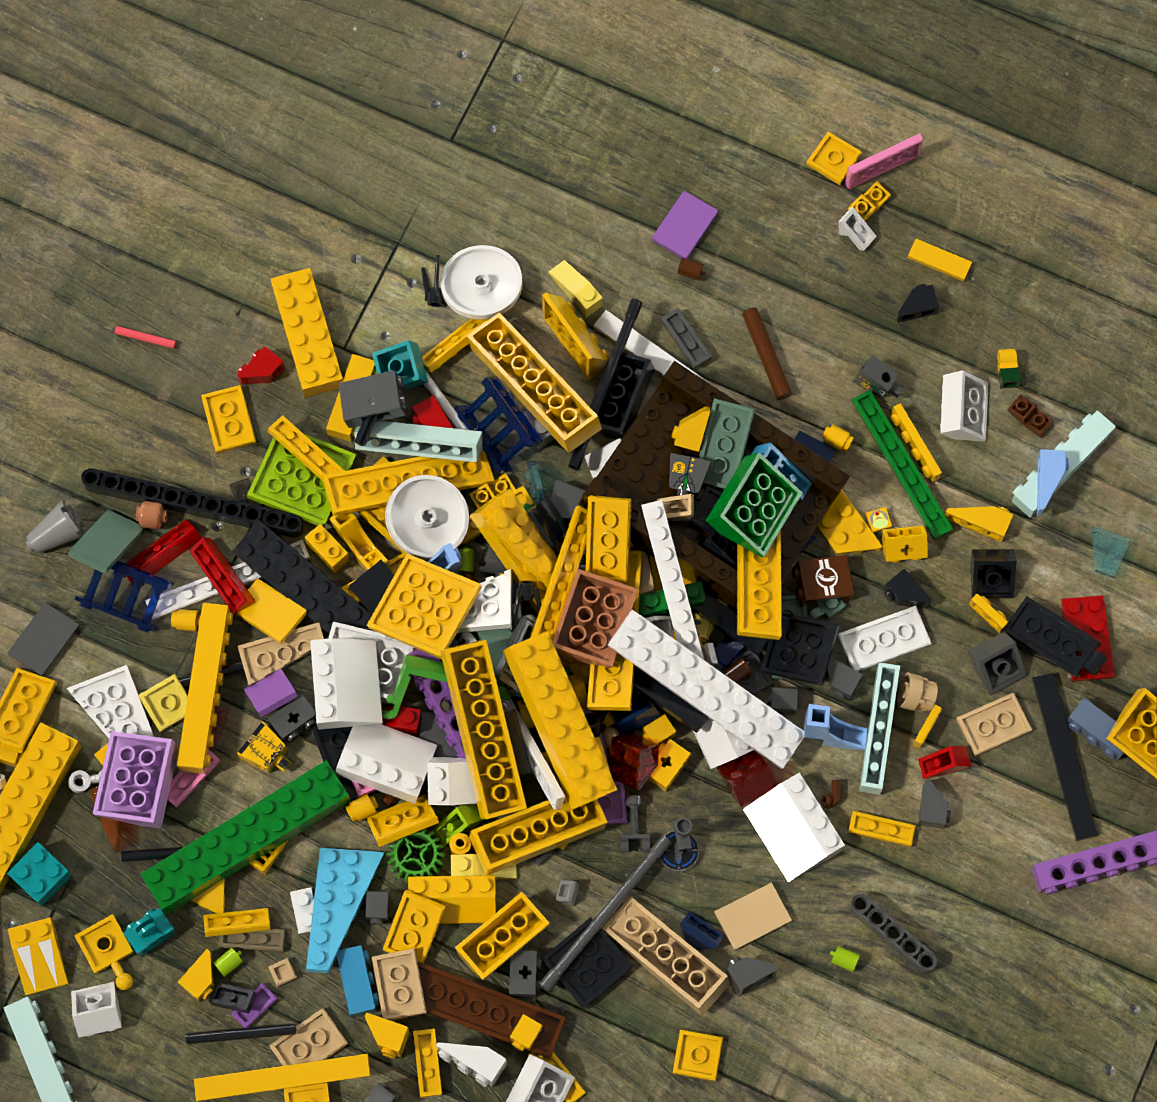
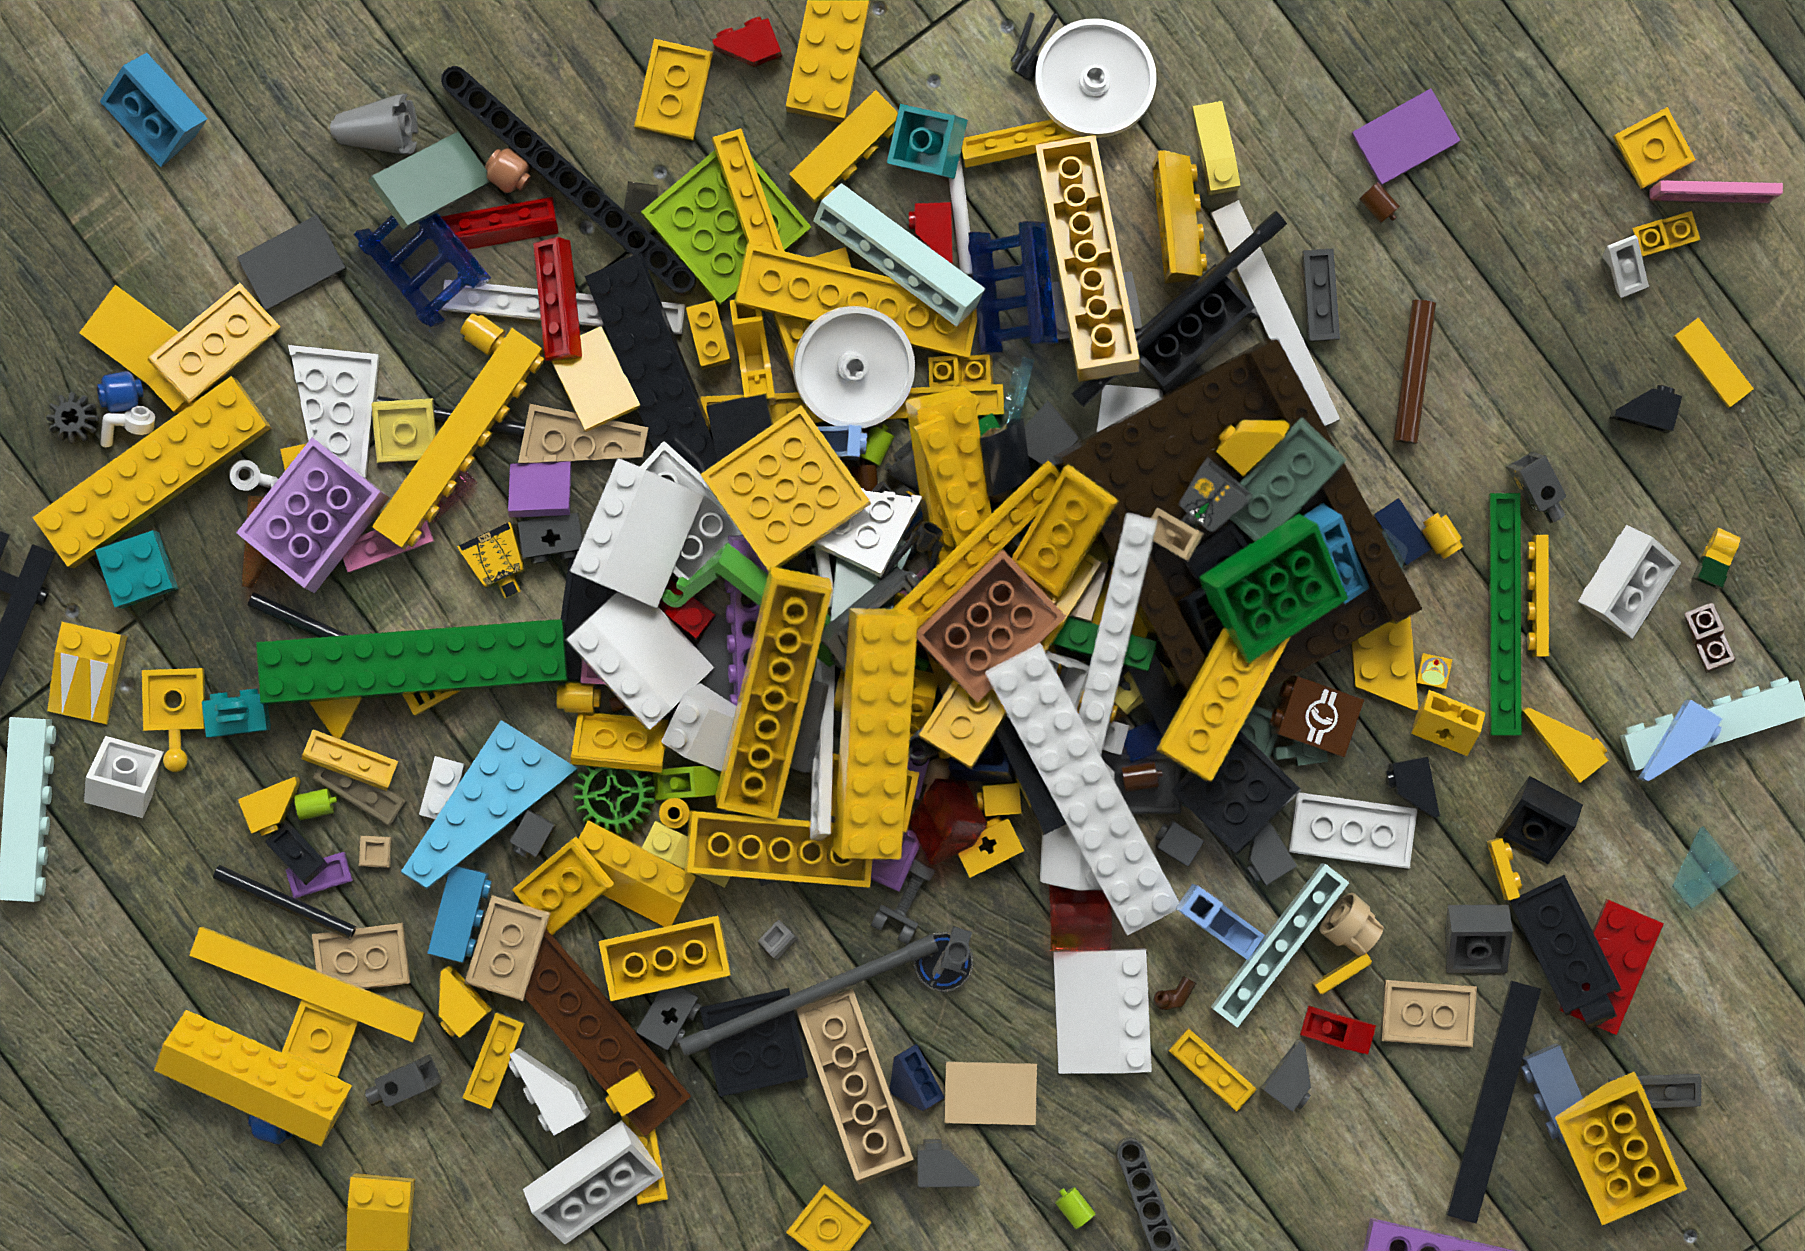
camera: 25 degrees right, 15 degrees up
(371, 401) = (862, 172): dark grey piece -> none

